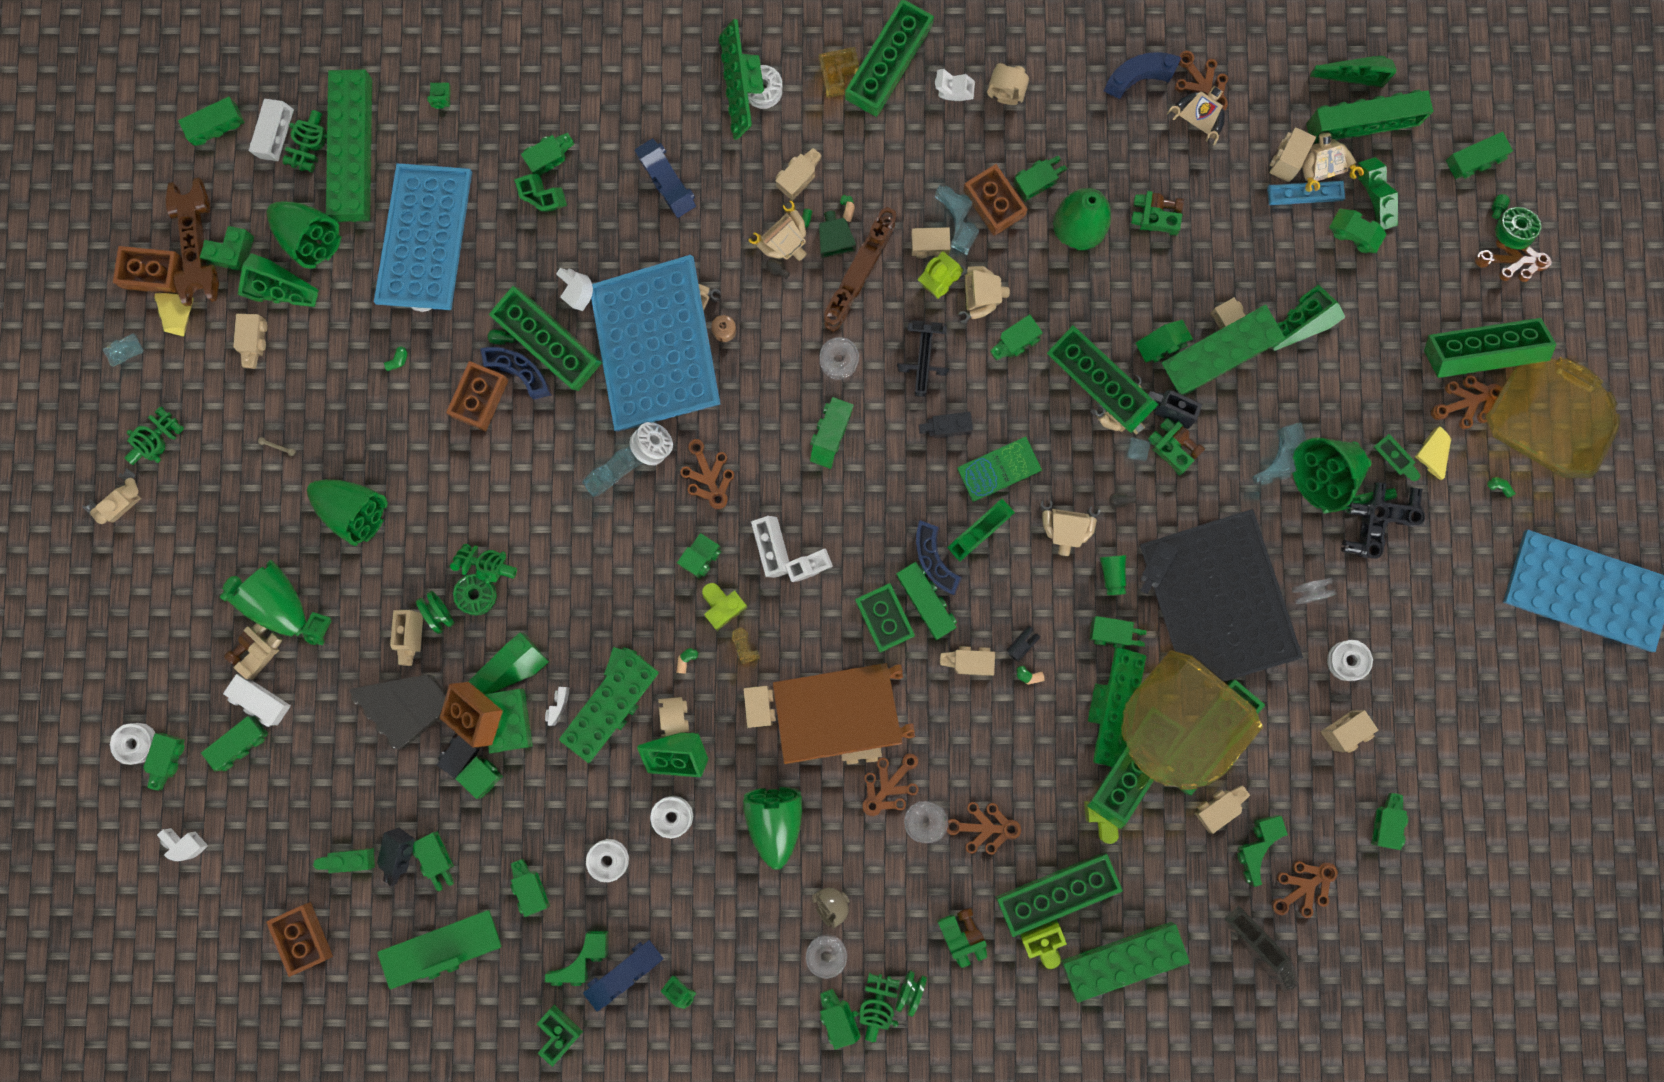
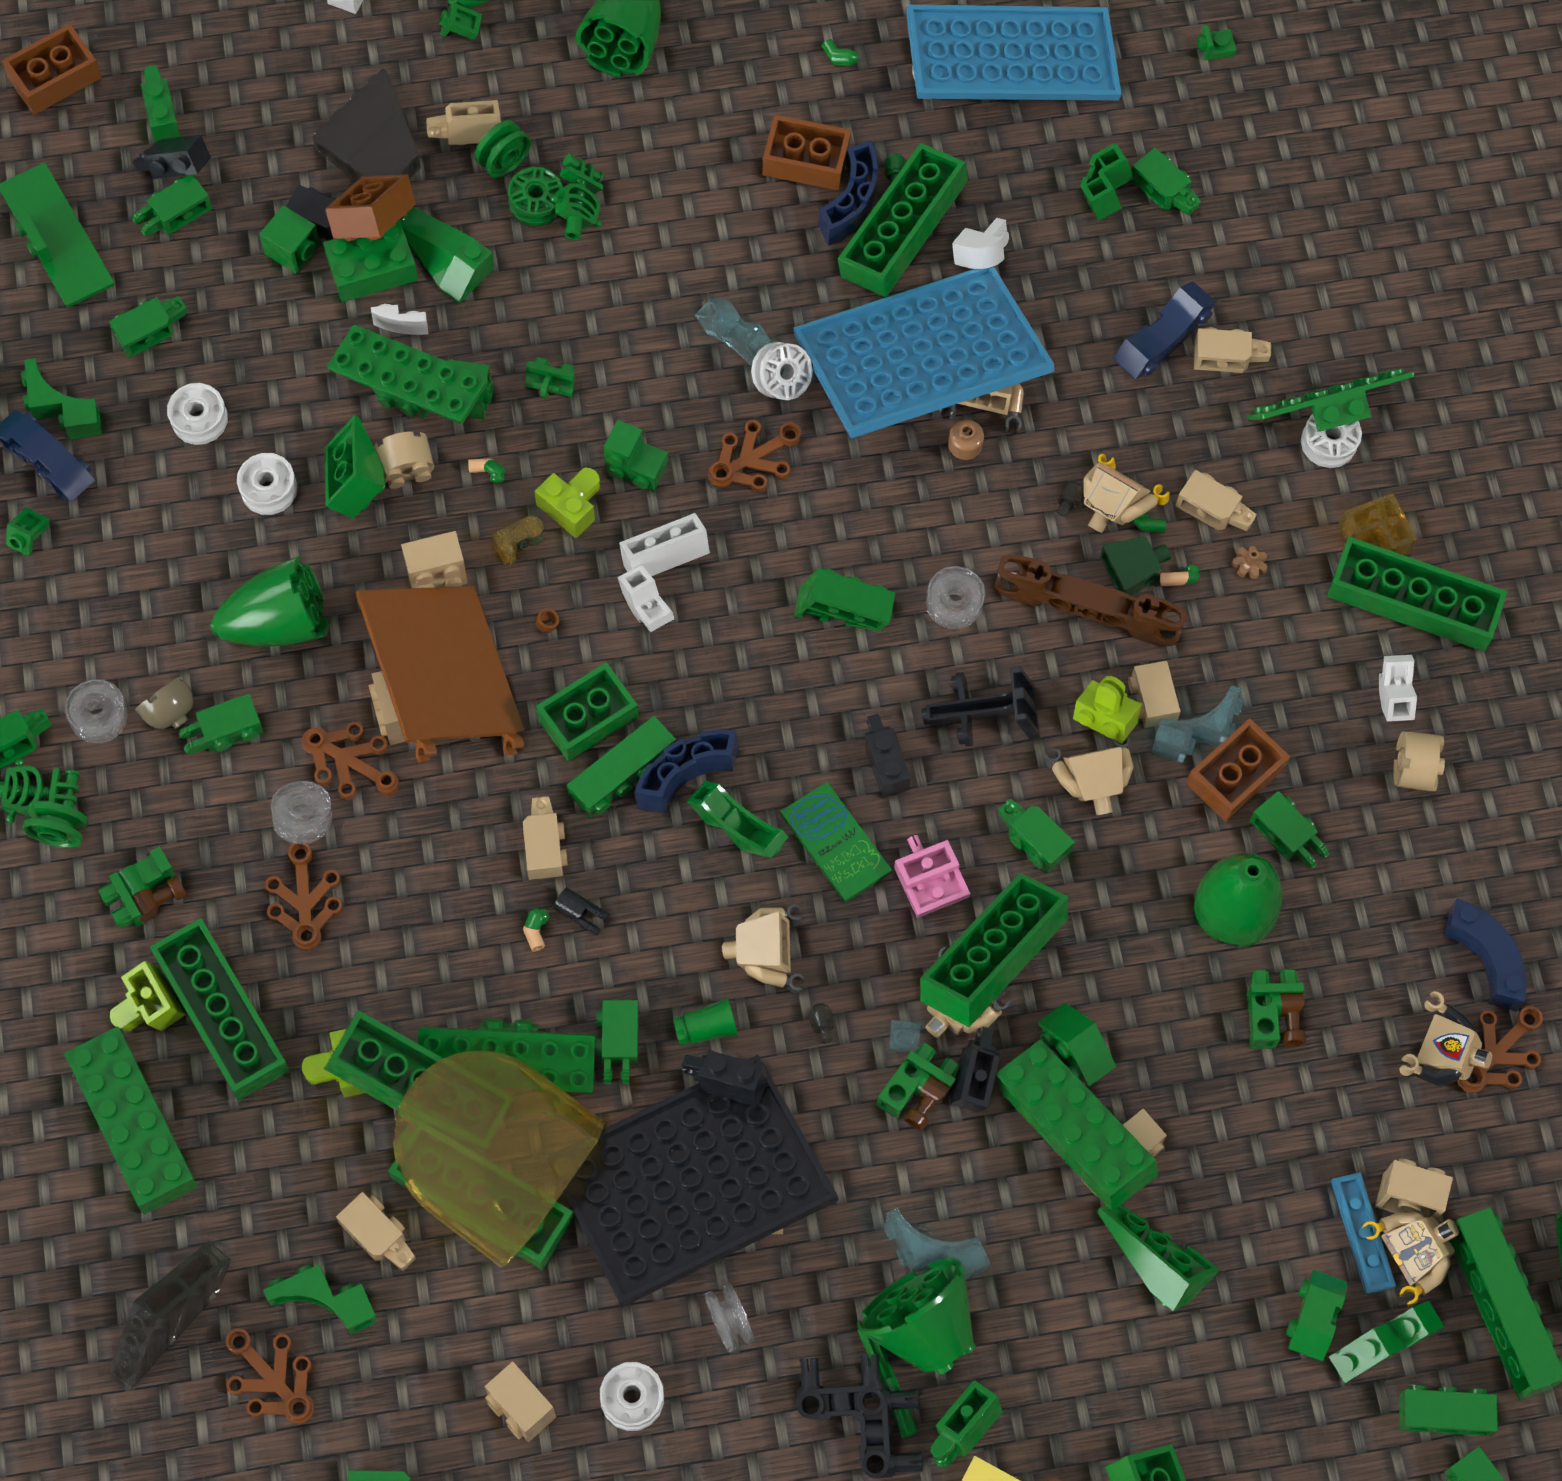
camera: 75 degrees right, 15 degrees down
(626, 606) = (550, 379): none -> green hips
(685, 140) = (1228, 350): none -> tan hinge
(805, 636) = (544, 617): none -> dark orange hinge
(843, 161) = (1250, 562): none -> medium nougat plant
(851, 867) = (223, 726): none -> green hinge
(1035, 412) = (931, 877): none -> bright pink plate
(1425, 168) = (1448, 1411): none -> green brick

